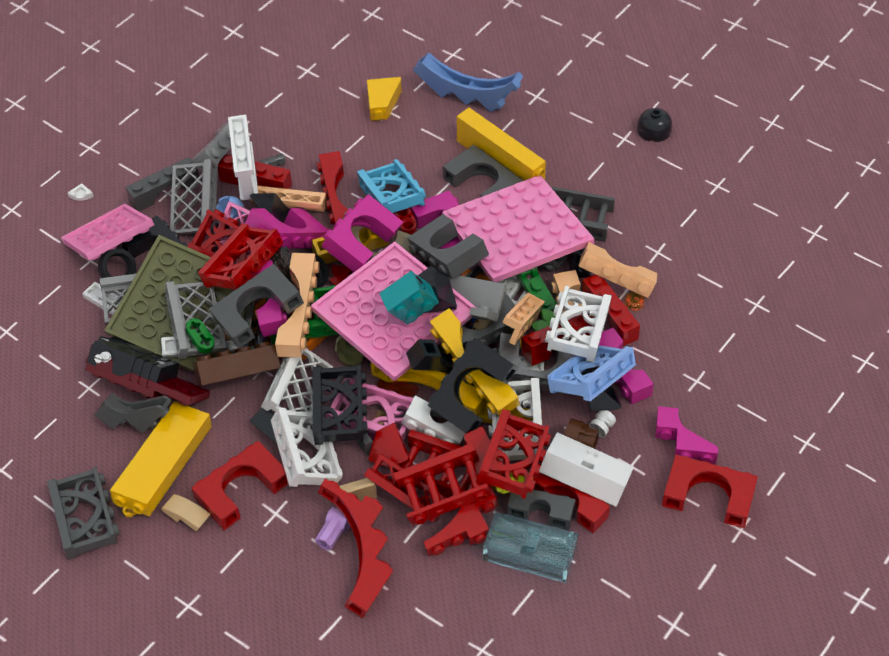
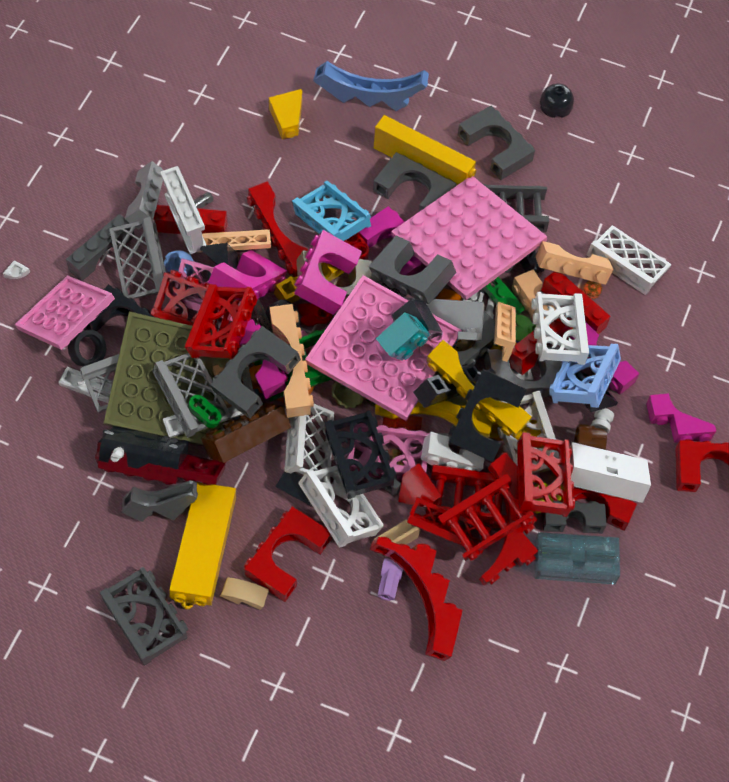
camera: 20 degrees left, 10 degrees up
(580, 135) = (491, 123): none -> dark grey arch
(673, 286) = (622, 266): none -> white fence

